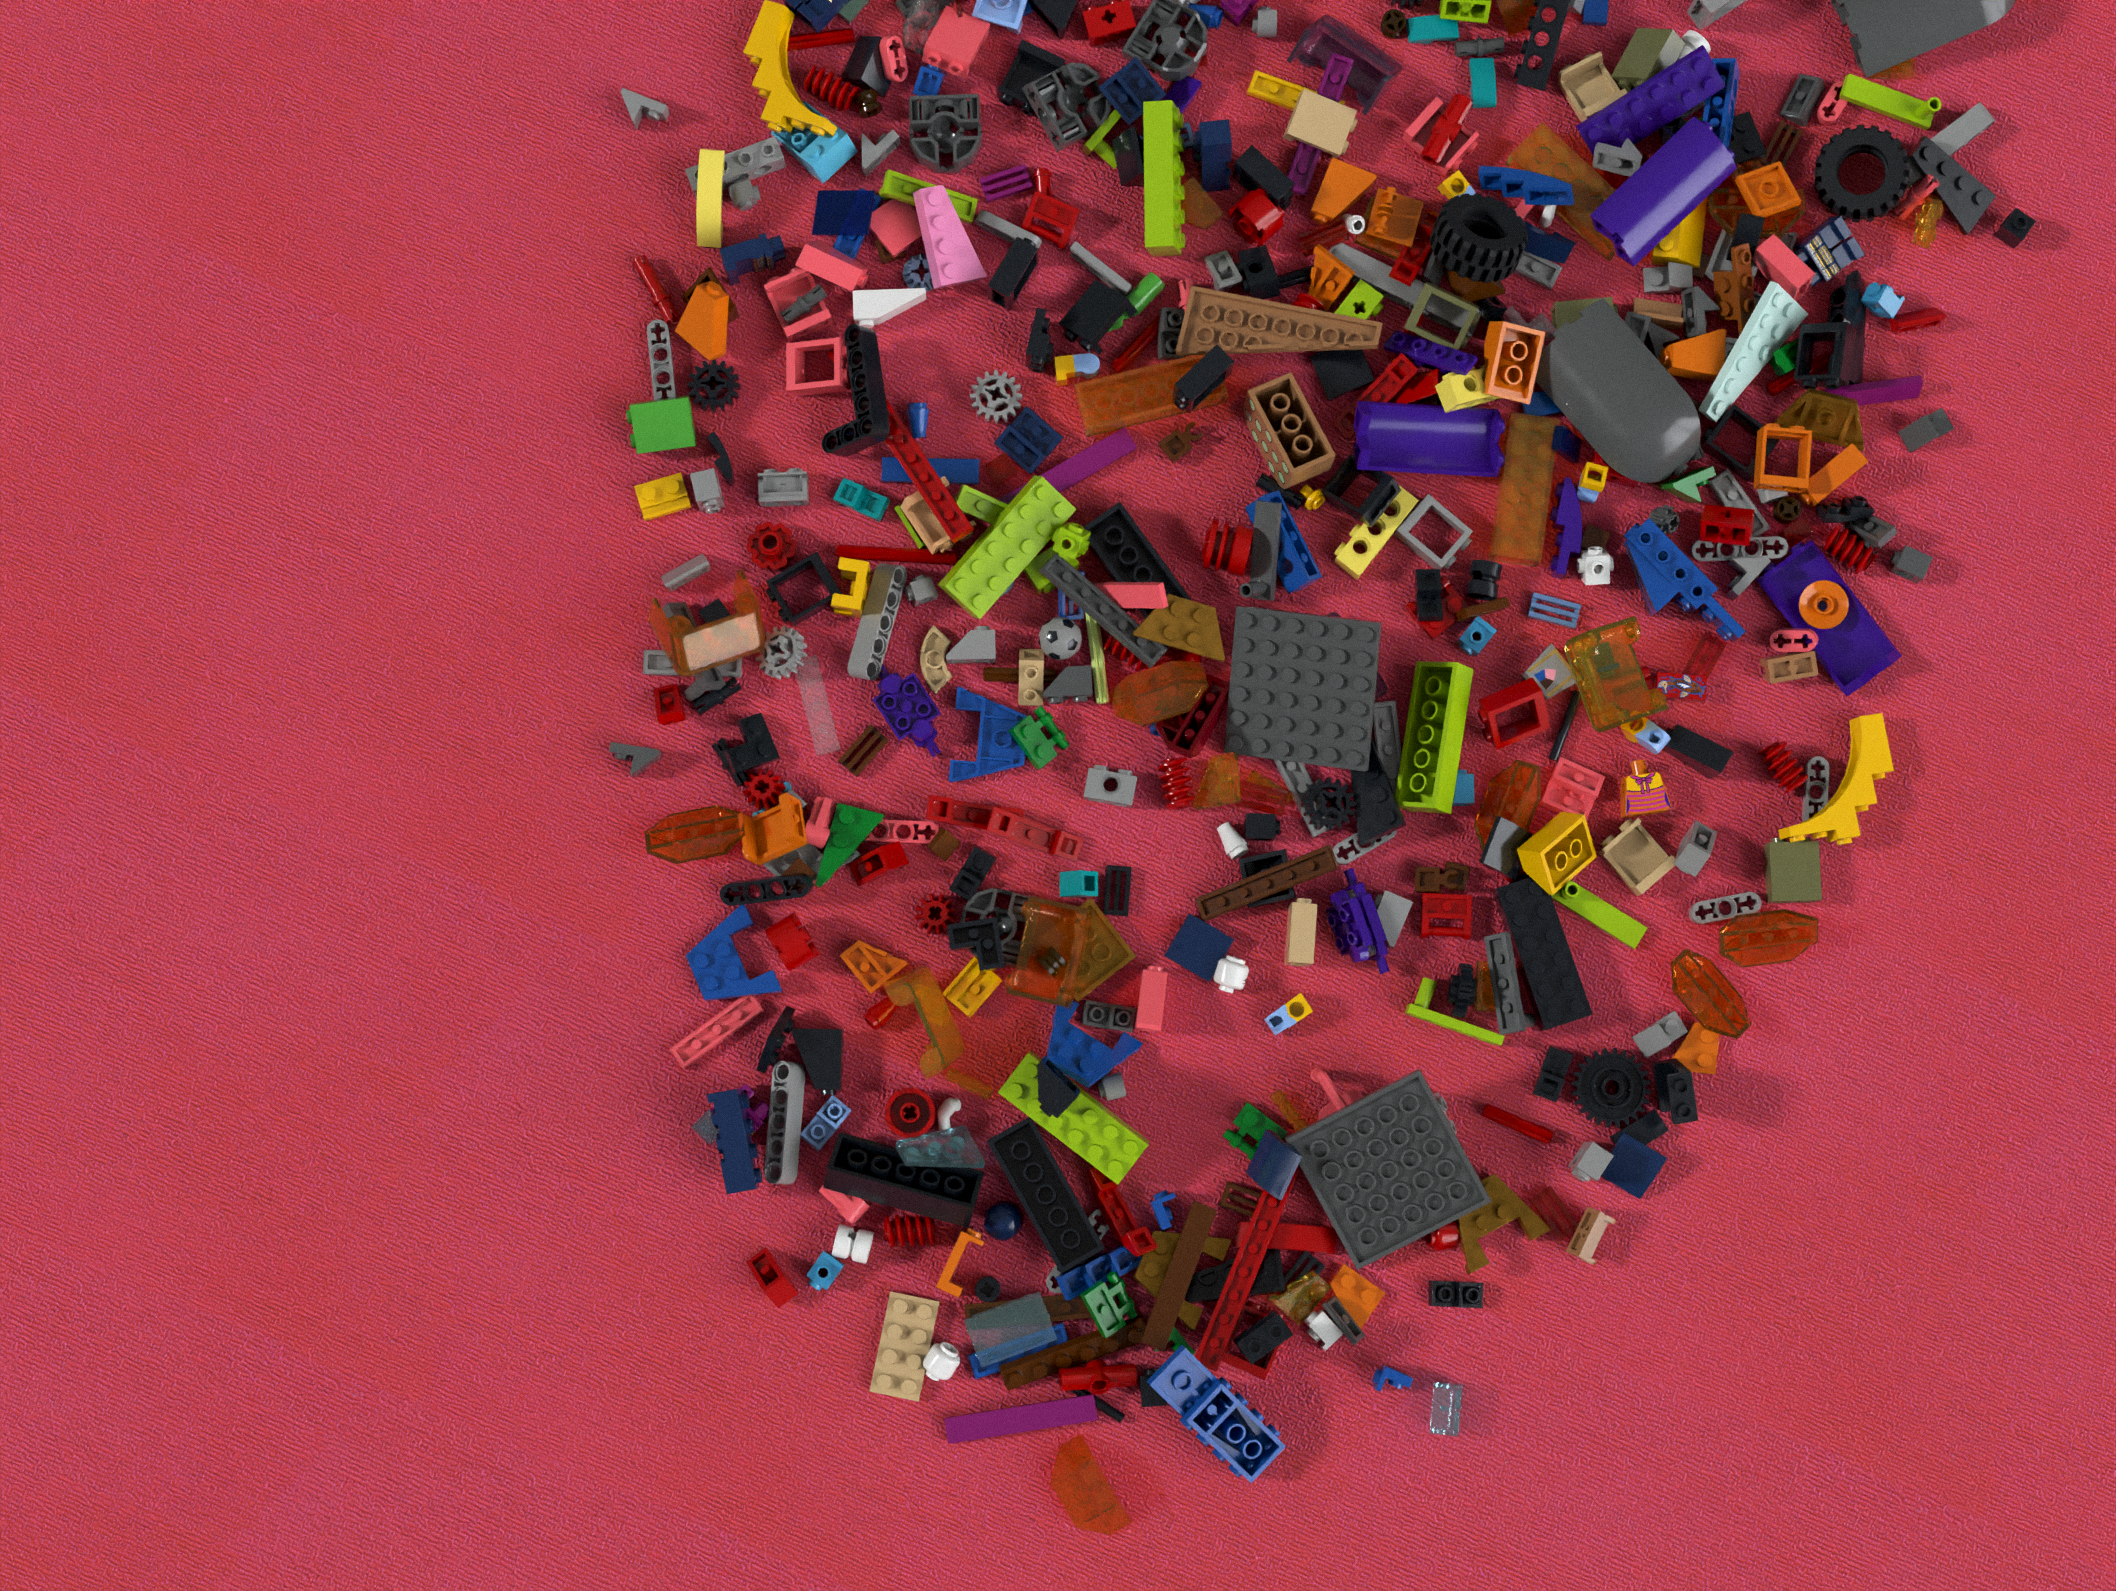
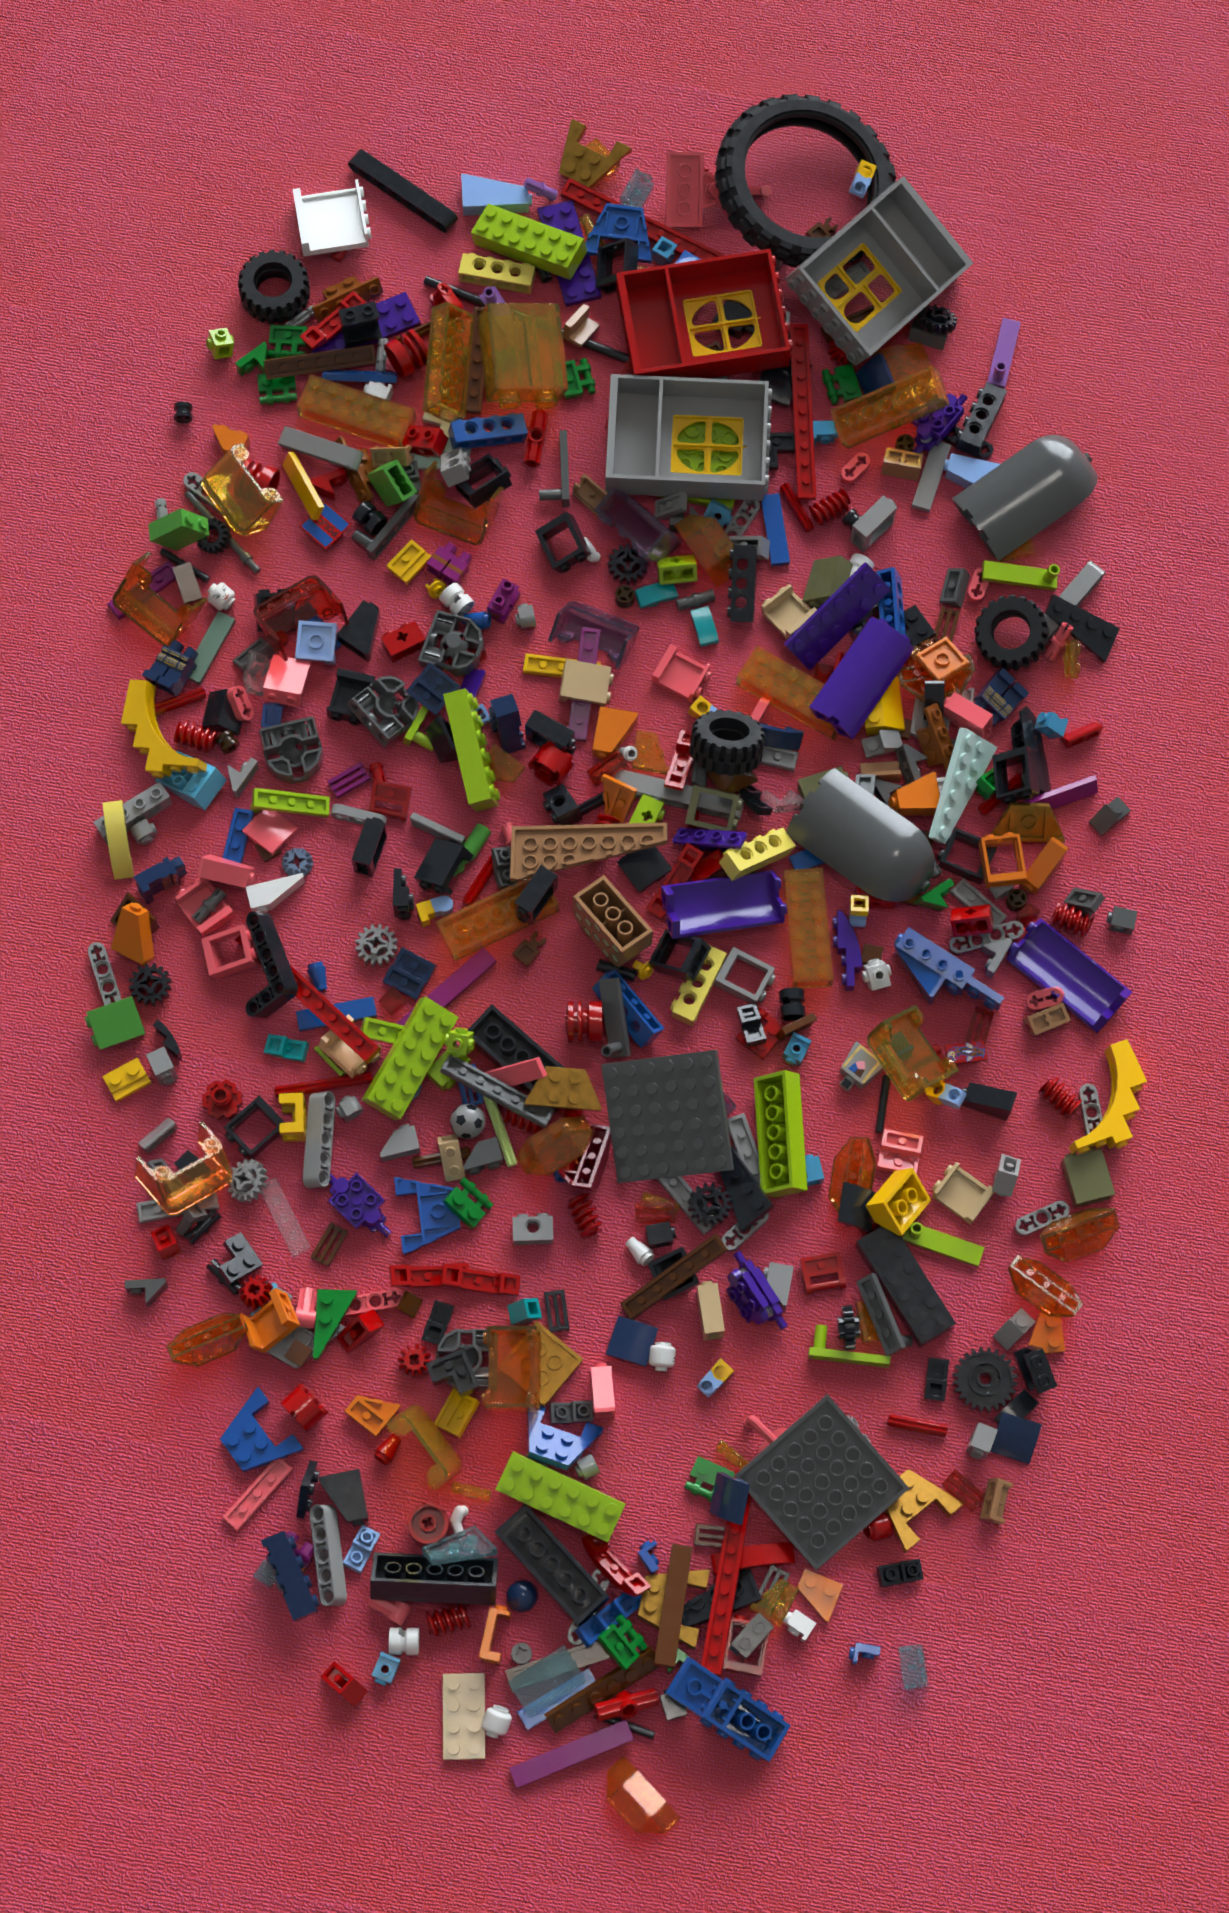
camera: 10 degrees left, 10 degrees down
(639, 104) = (47, 780): light grey slope -> none
(660, 297) = (94, 925): red pin -> none
(765, 885) = (274, 1370): black beam -> none
(783, 488) = (222, 1052): light grey hinge -> none
(843, 212) = (225, 829): clear blue window -> none
(933, 659) = (370, 1160): tan tile -> none
(945, 240) = (311, 833): bright pink wedge -> none
(1052, 961) = (516, 1375): dark brown wheel -> none
(1055, 1089) = (539, 1473): black slope -> none
(1219, 783) = (619, 1207): clear yellow wing -> none
(1223, 271) = (534, 811): light grey slope -> none
(1343, 1320) = (814, 1613): dark grey slope -> none
(1394, 217) = (658, 741): orange hinge -> none
(1431, 879) = (805, 1246): reddish brown plate -> none
(1446, 129) = (684, 667): red piece -> none
(1460, 880) = (823, 1240): reddish brown tile -> none
(1508, 698) = (831, 1090): red window -> none
(1511, 360) = (774, 830): orange slope -> none
(1534, 187) = (755, 695): blue slope -> none
(1547, 215) = (777, 706): white arm -> none
(1555, 601) = (853, 1016): medium blue tile -> none
(1566, 444) = (832, 885): clear blue tile -> none
(1616, 159) = (820, 661): light grey slope -> none
(1643, 792) = (956, 1142): torso -> none
(1665, 518) = (923, 926): dark grey gear -> none
(1834, 598) = (1064, 956): orange dish -> none
(1849, 510) = (1063, 890): black slope -> none
(2014, 228) = (1140, 649): black brick -> none

